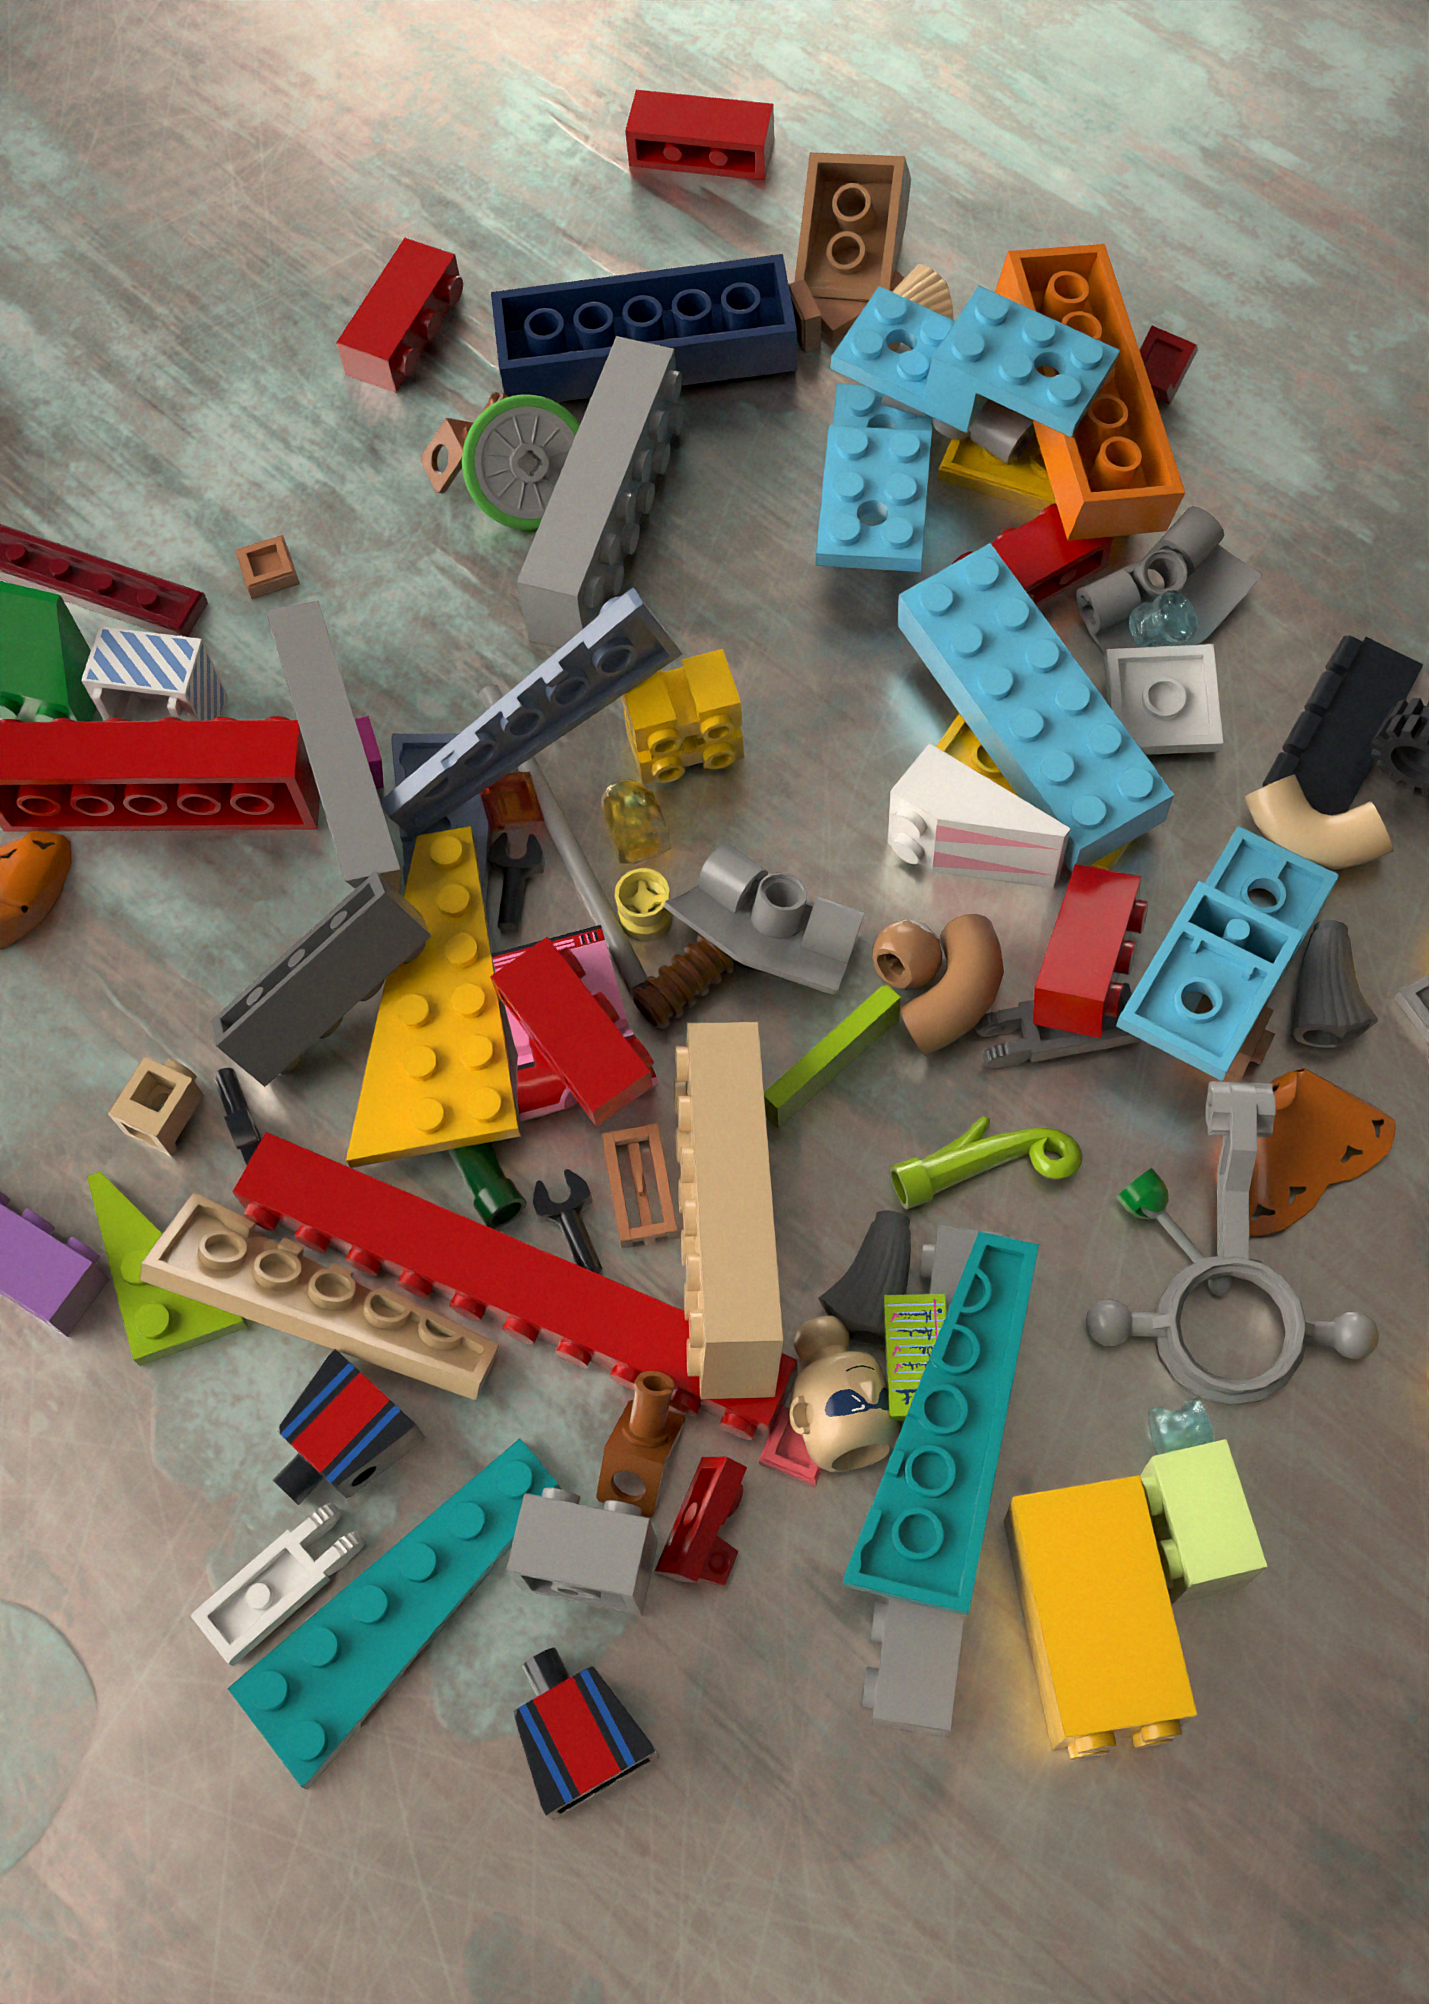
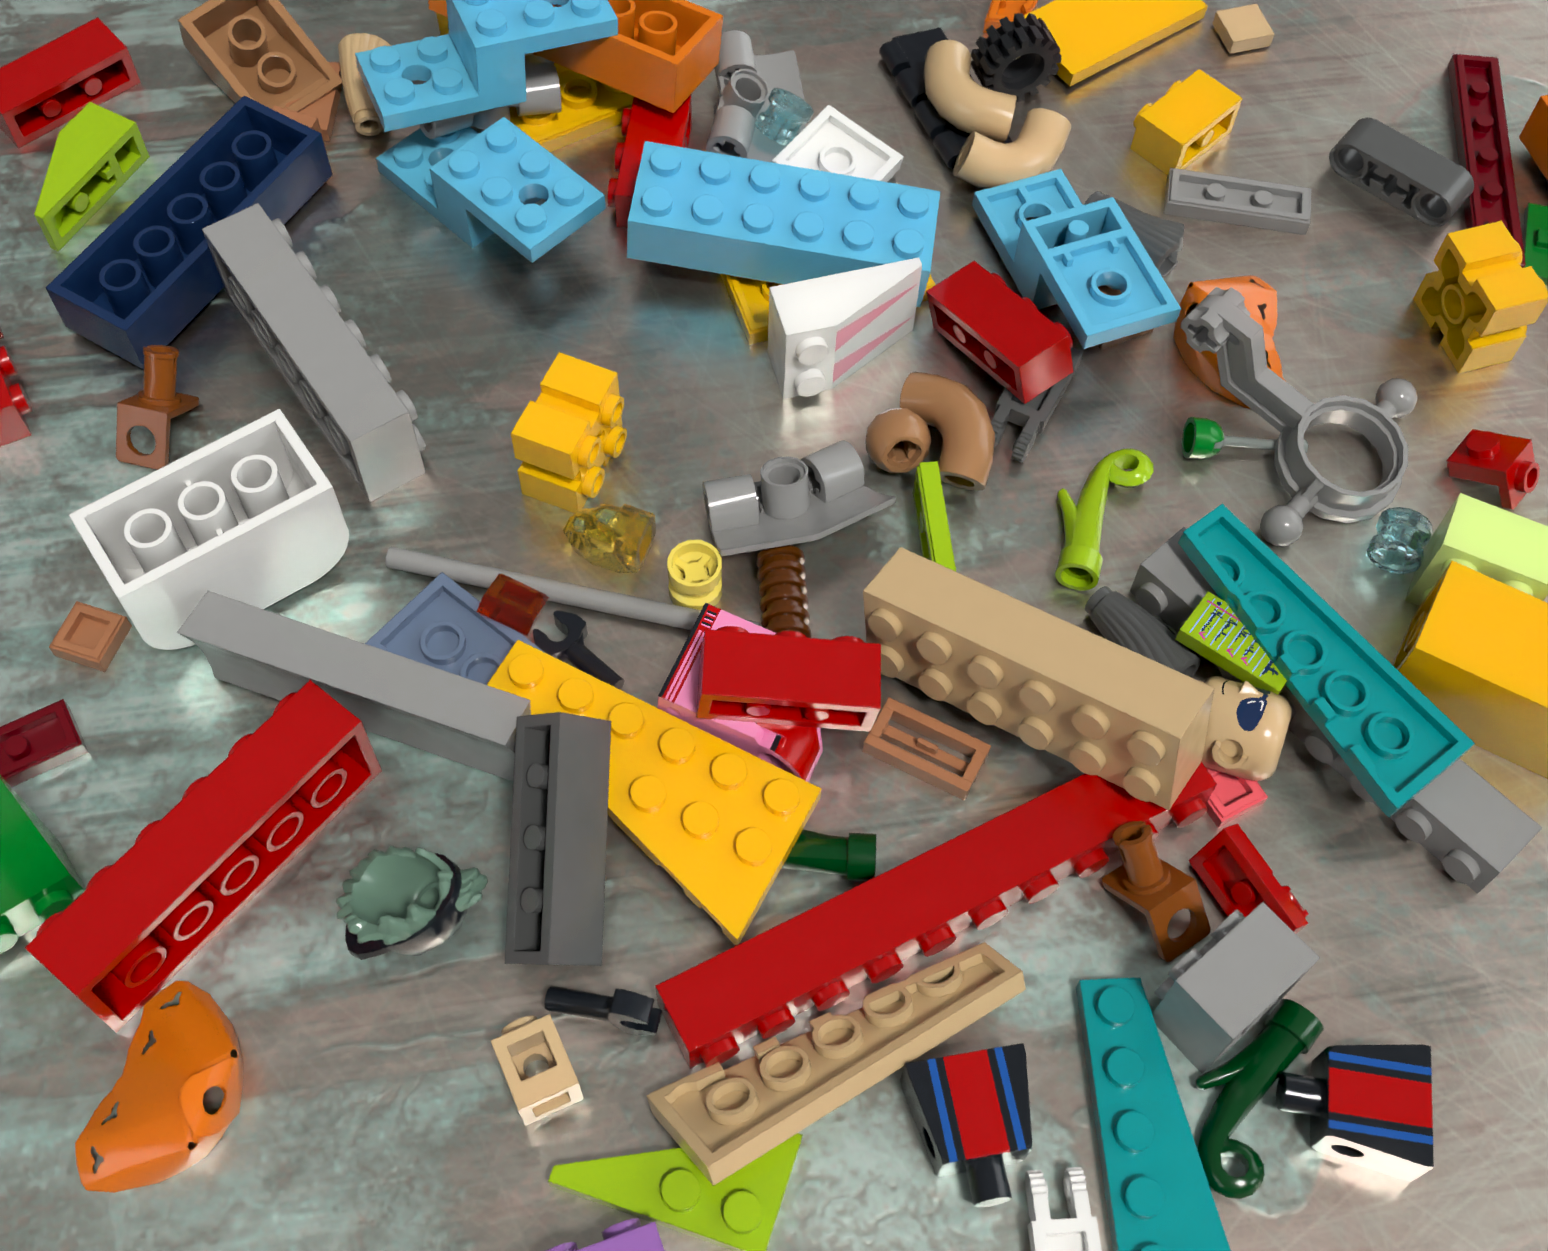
camera: 60 degrees left, 5 degrees down
(152, 677) = (122, 781): white container -> none
(209, 921) = (405, 901): none -> sand green hair
(379, 563) = (228, 519): none -> white brick
(500, 440) = (196, 358): light grey wheel -> none
(537, 1627) = (1248, 1076): none -> dark green plant
(564, 691) = (497, 481): sand blue wing -> none
(569, 1218) = (910, 816): black bar -> none
(639, 221) = (86, 168): none -> lime slope
(1331, 734) = (960, 97): none -> tan cylinder
(1358, 1474) = (1498, 462): none -> red bracket

